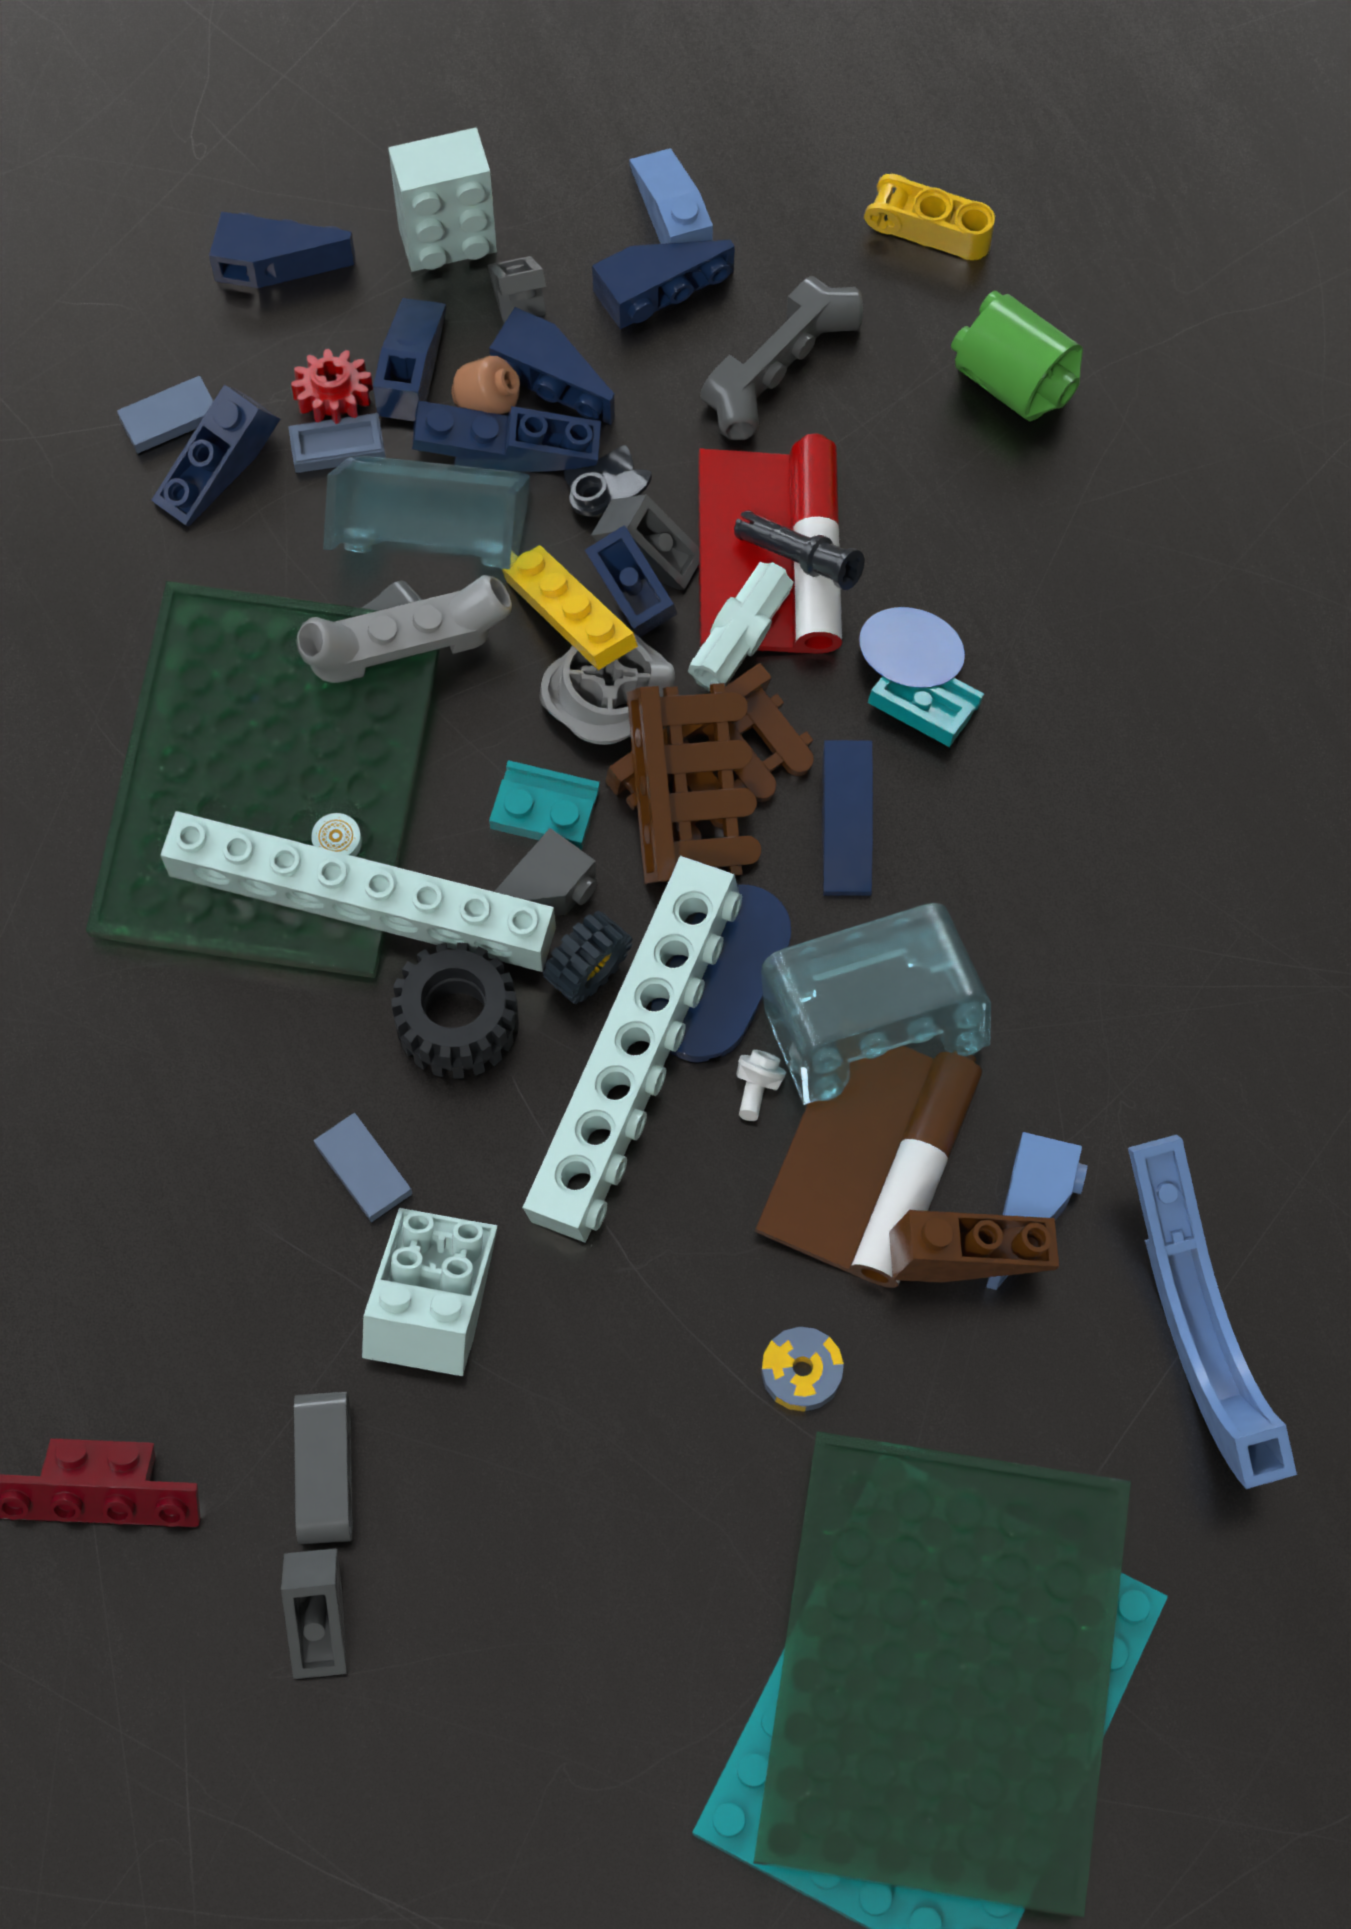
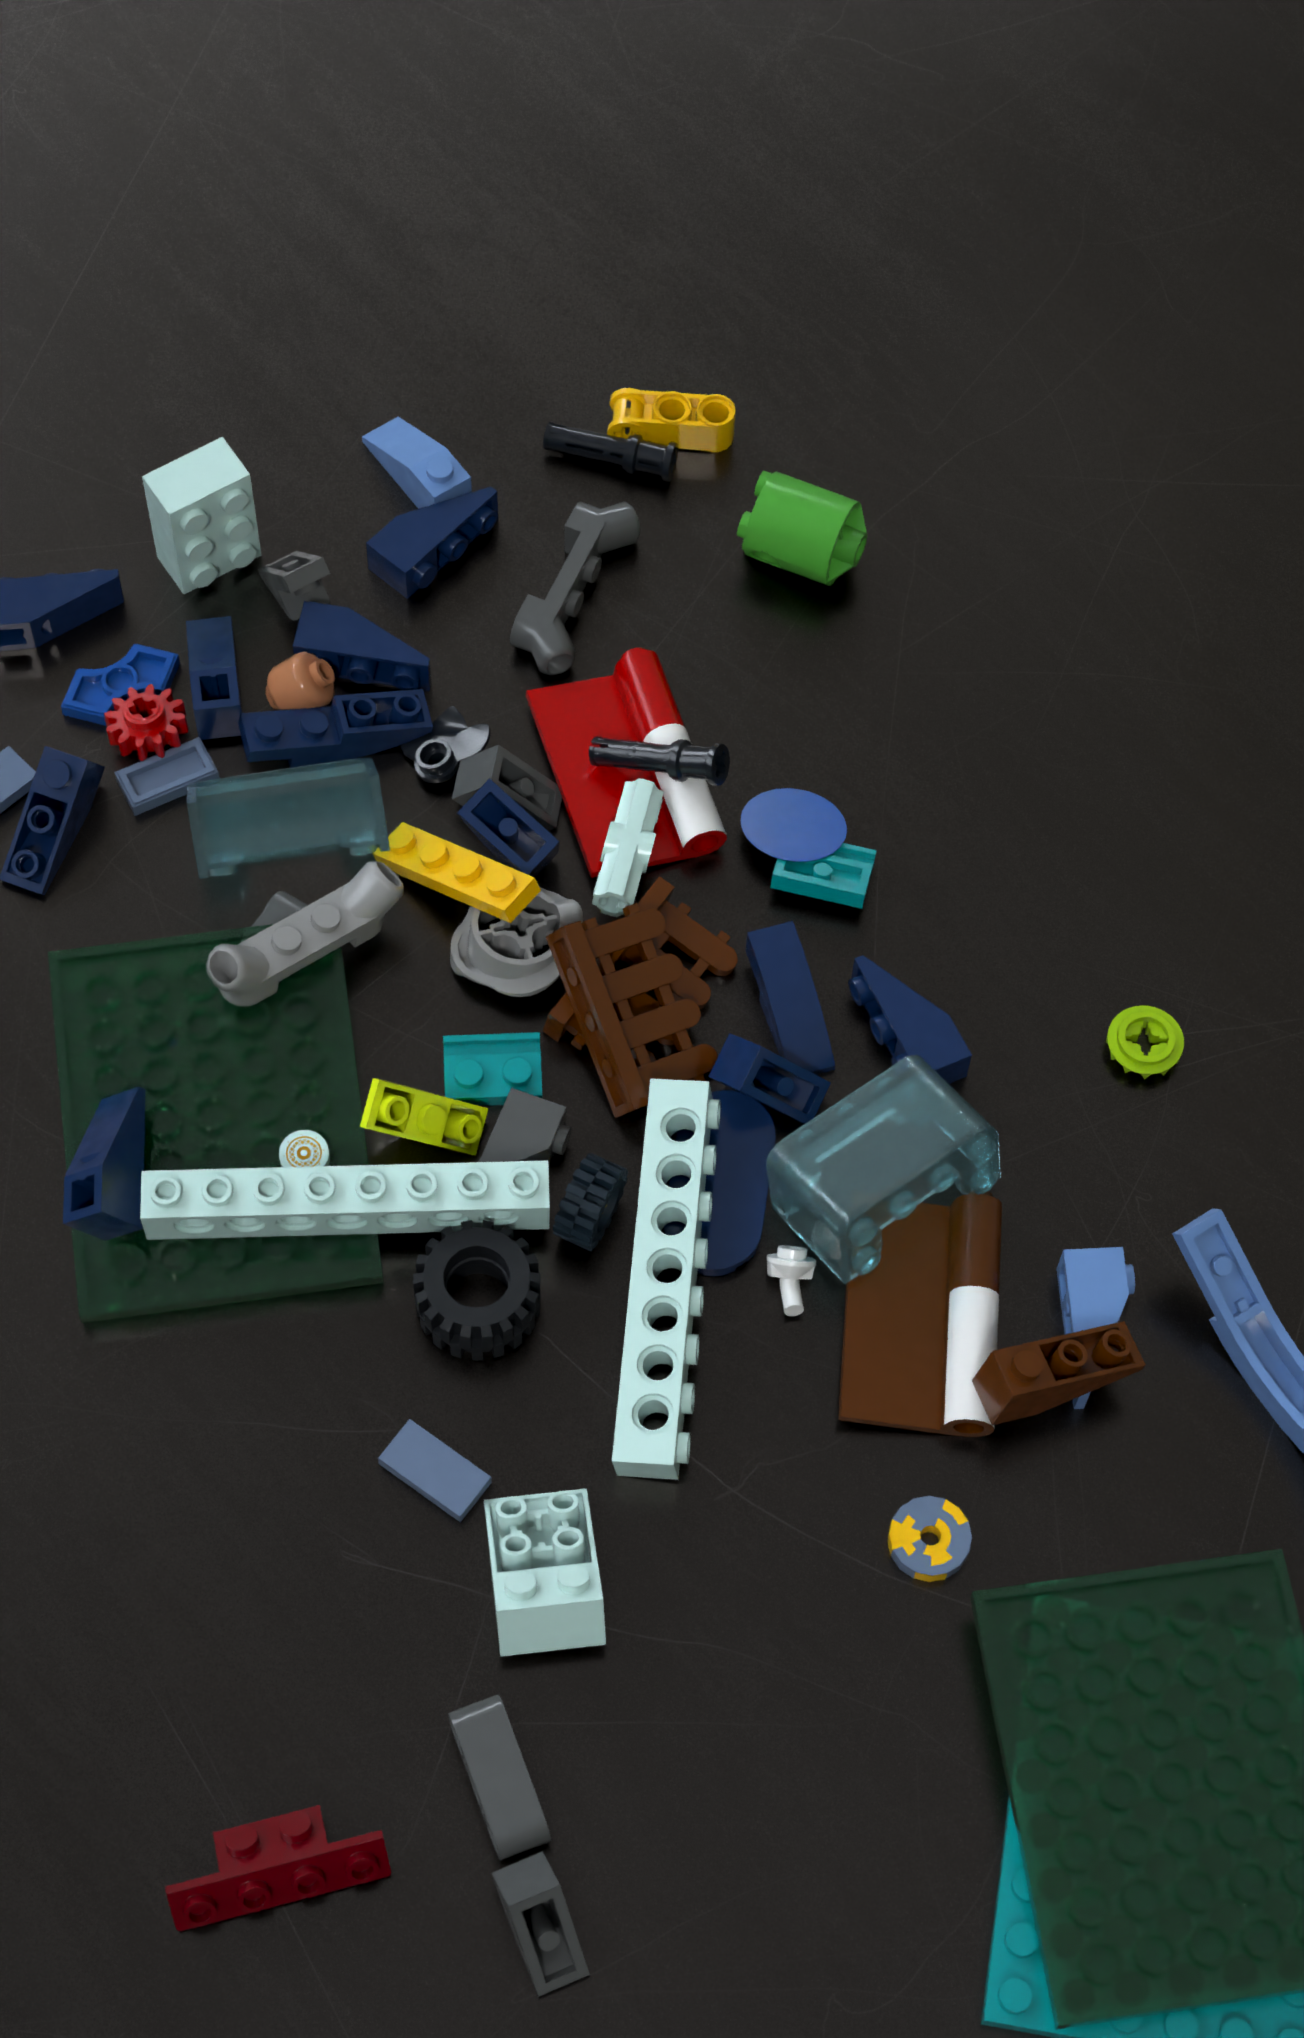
camera: 20 degrees left, 5 degrees down
(144, 803) = (105, 1173): none -> dark blue slope
(297, 340) = (94, 689): none -> blue tile
(457, 831) = (423, 1116): none -> neon yellow slope
(799, 887) = (769, 1079): none -> dark blue slope
(881, 240) = (631, 453): none -> black pin
(955, 873) = (908, 1021): none -> dark blue slope
(1202, 946) = (1161, 1030): none -> lime gear

